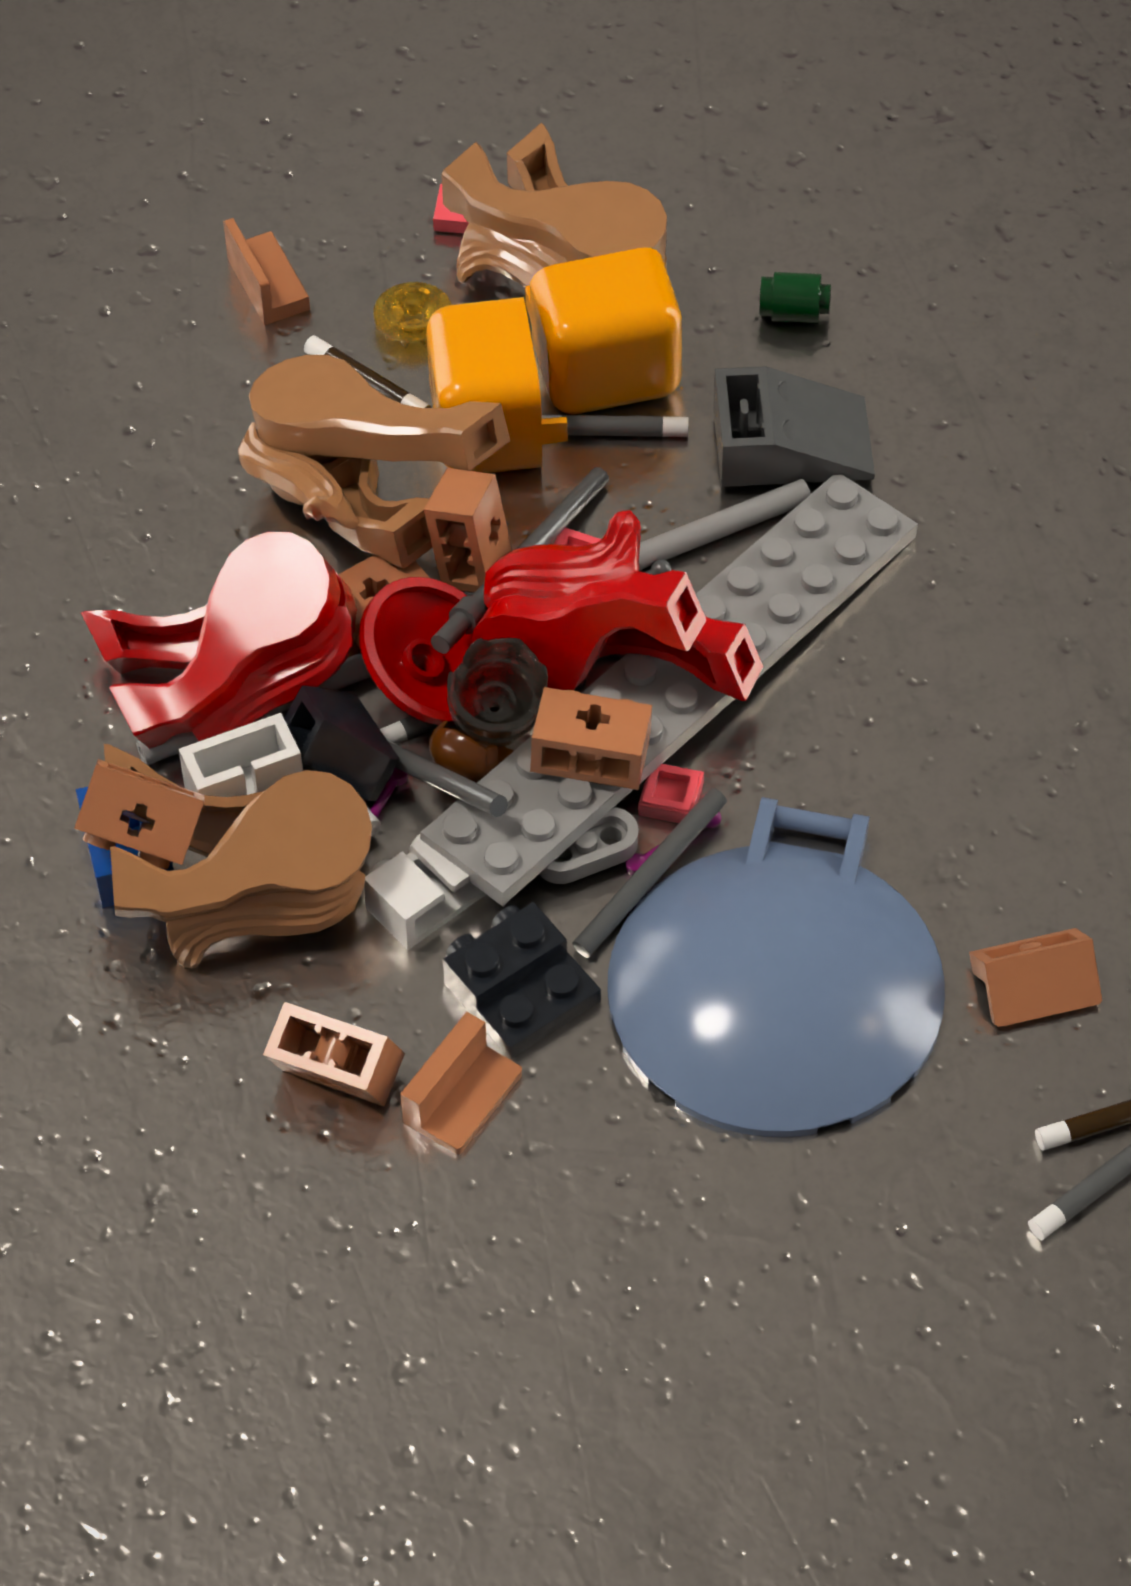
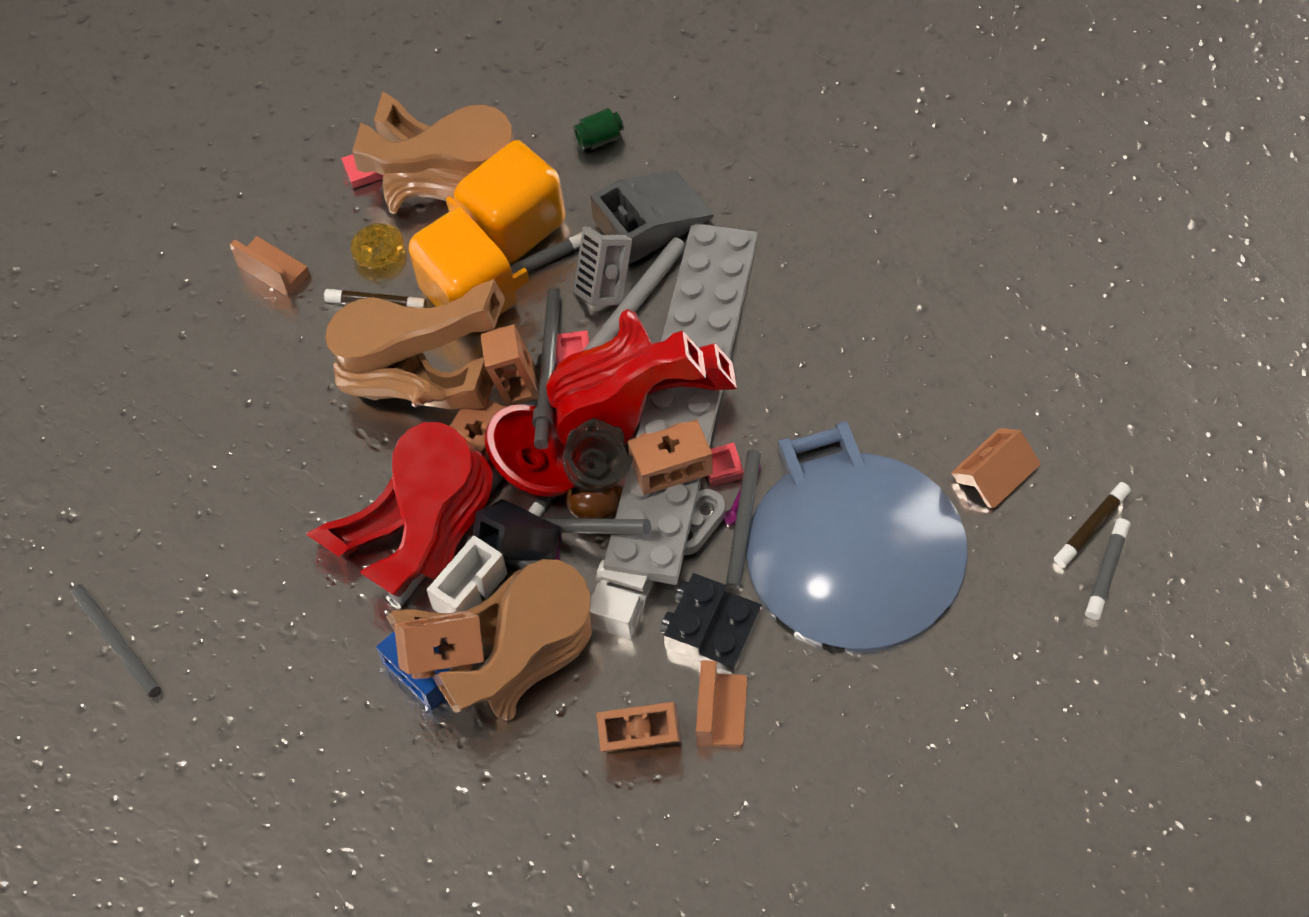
camera: 25 degrees left, 5 degrees up
(675, 469) = (602, 267): none -> light grey panel

